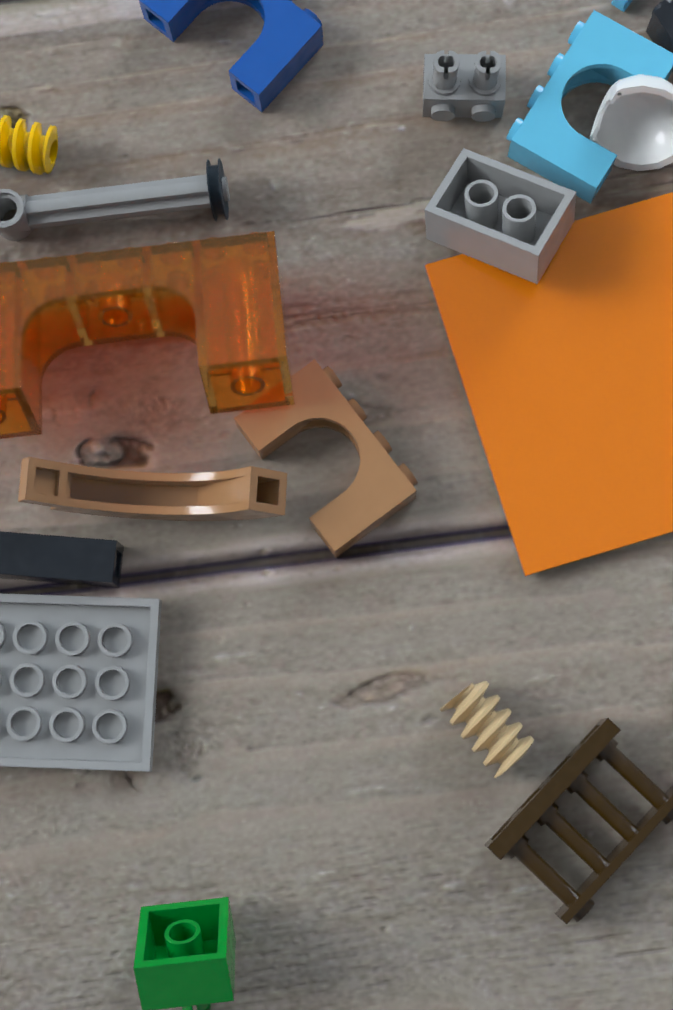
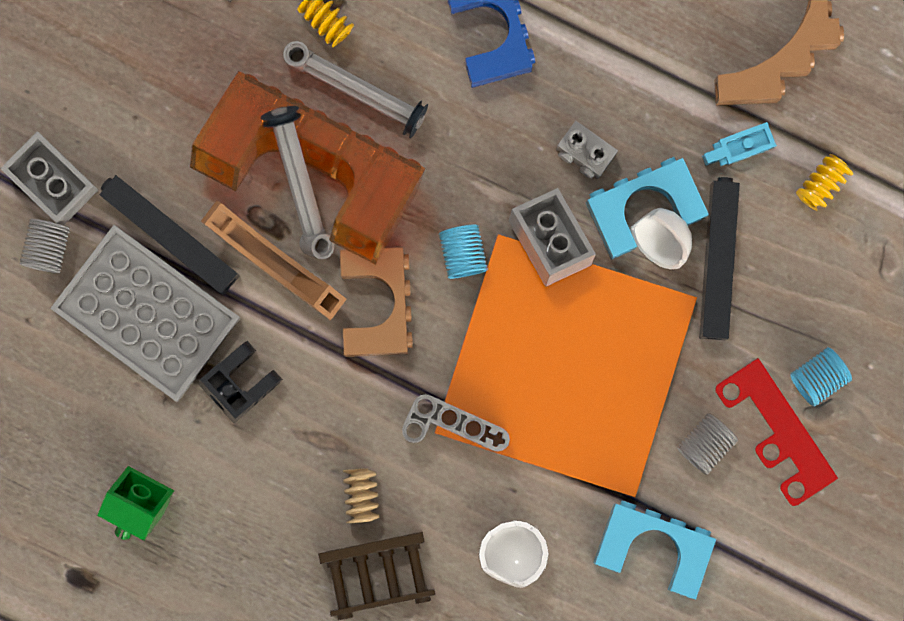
camera: 20 degrees right, 5 degrees up
(119, 362) = (299, 182): none -> light grey piece
(209, 711) = (227, 394): none -> black brick
(381, 306) = (459, 252): none -> medium azure piece
(555, 543) = (458, 427): none -> light grey beam

